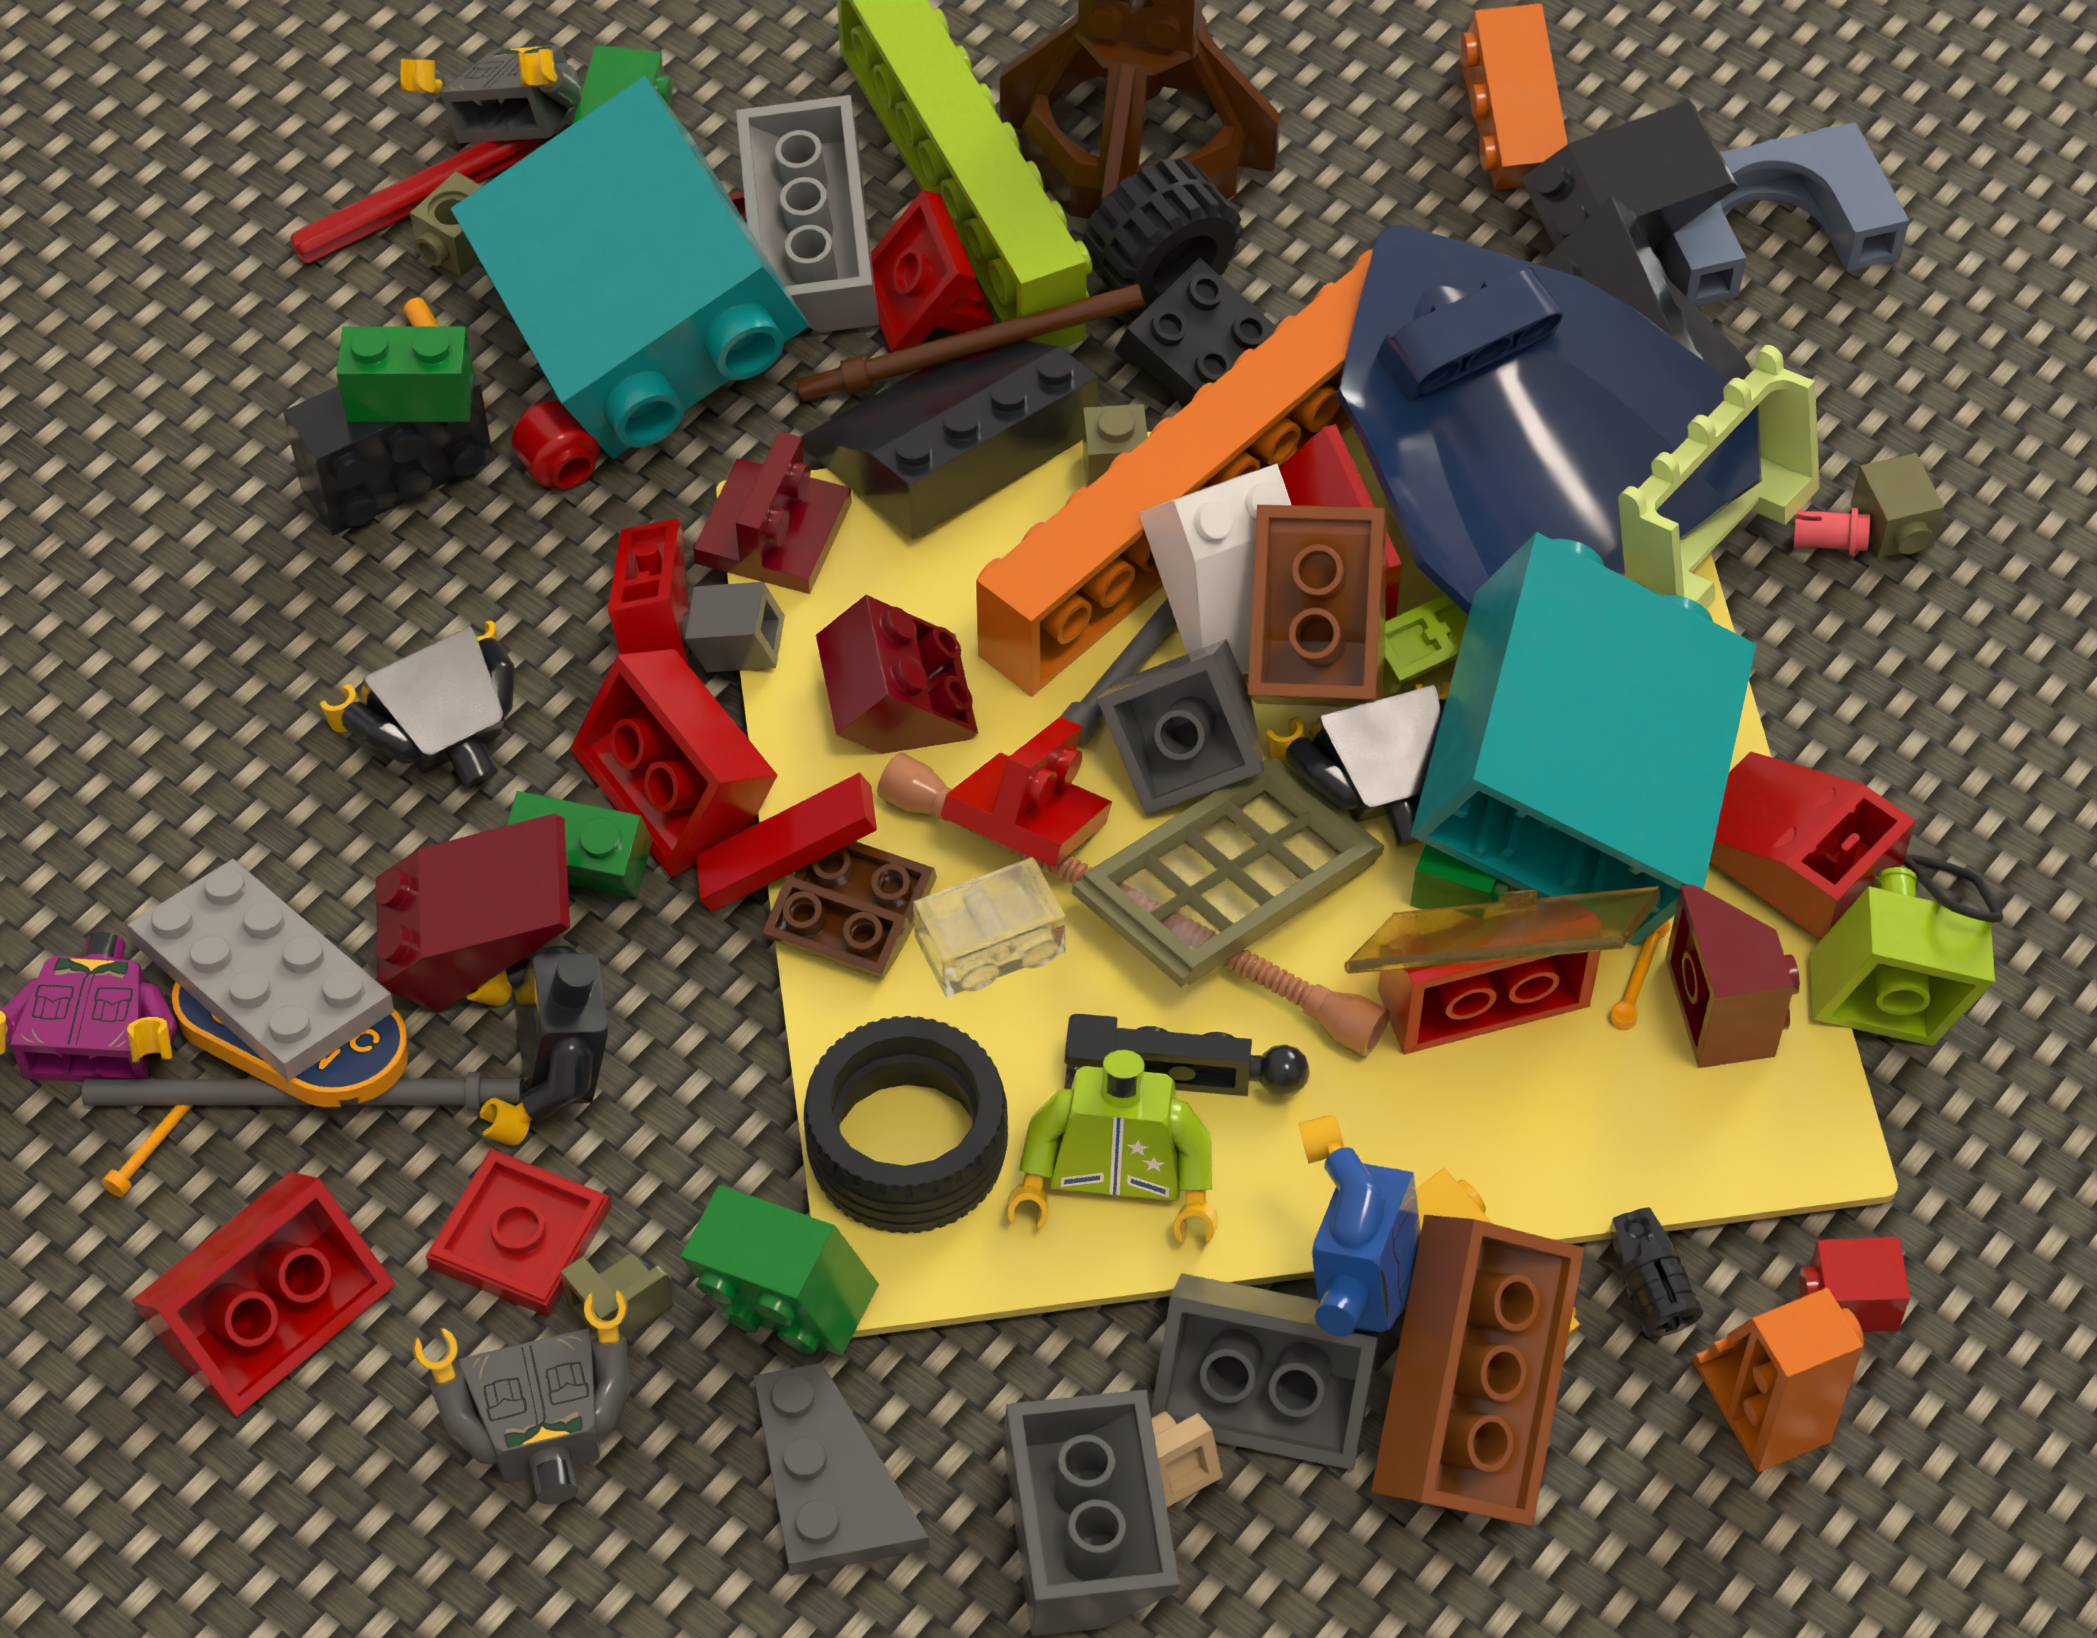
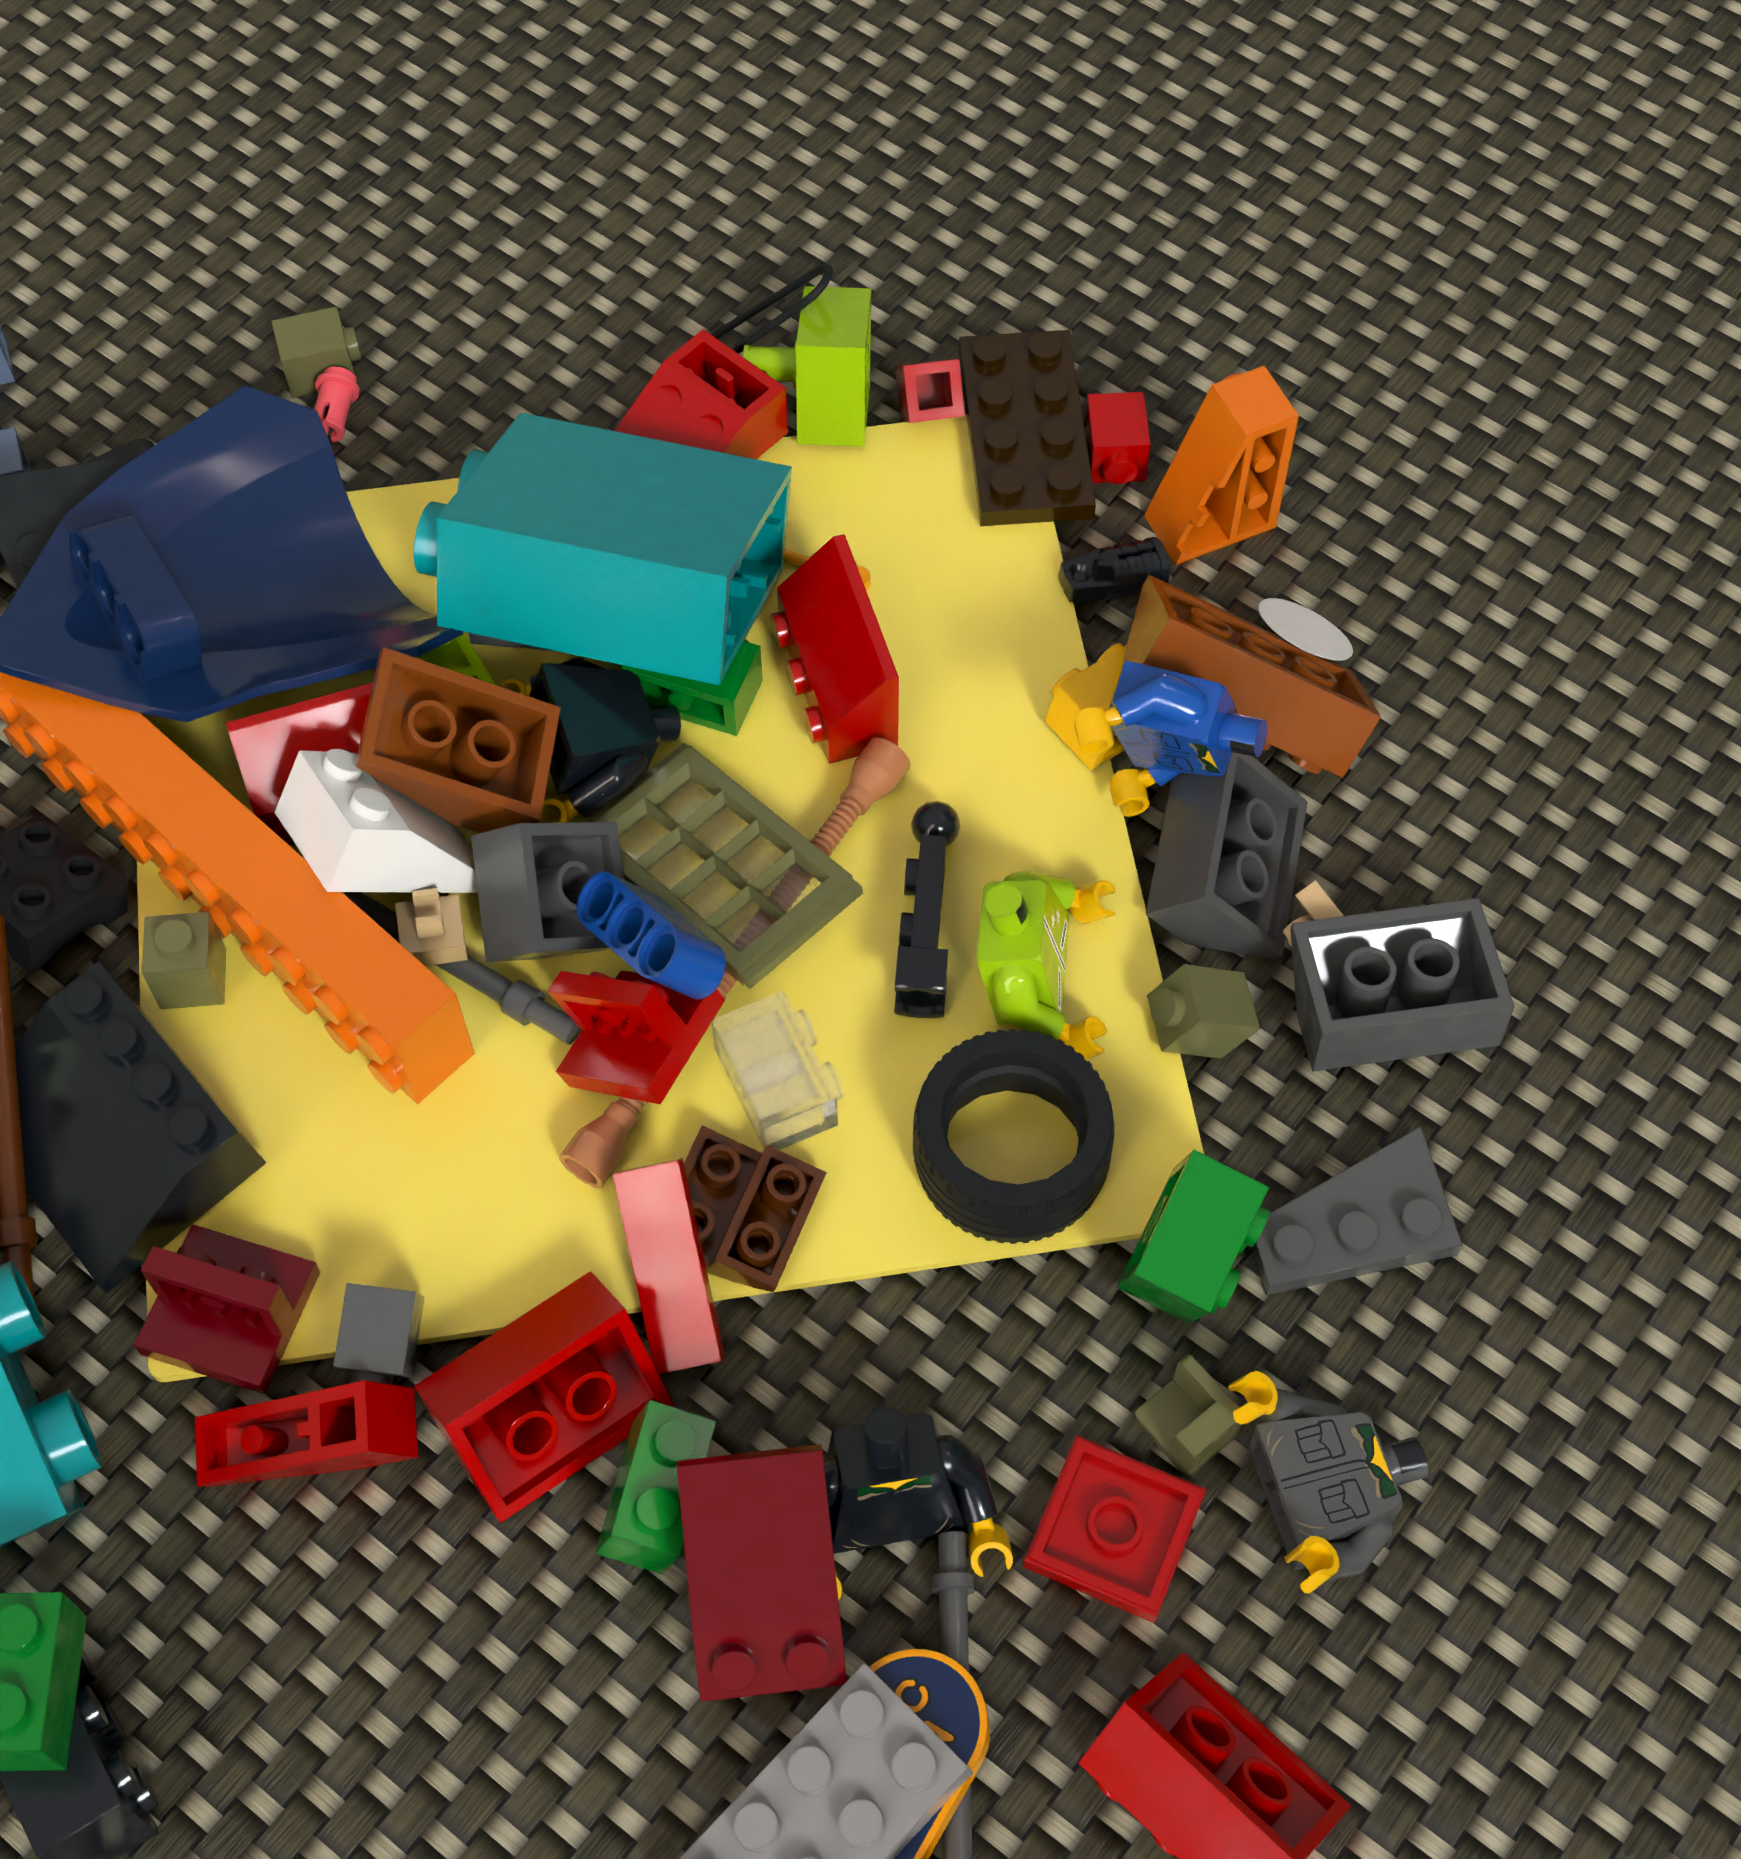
camera: 90 degrees left, 5 degrees up
(435, 705) = (453, 1659): torso -> none
(554, 446) = (71, 1557): red head -> none
(894, 679) = (463, 1168): dark red slope -> none
(1059, 1316) = (1203, 1011): none -> olive brick
(1111, 788) = (651, 935): none -> blue beam
(1144, 635) = (432, 927): none -> tan tile
(1505, 929) = (825, 618): clear yellow container -> none
(1581, 1470) = (1305, 629): none -> white sticker
(1729, 979) = (852, 480): dark red slope -> none
(1788, 473) = (381, 491): yellowish green hinge -> none
(1860, 1179) = (1026, 428): none -> dark brown plate
(1896, 1079) = (930, 390): none -> red brick

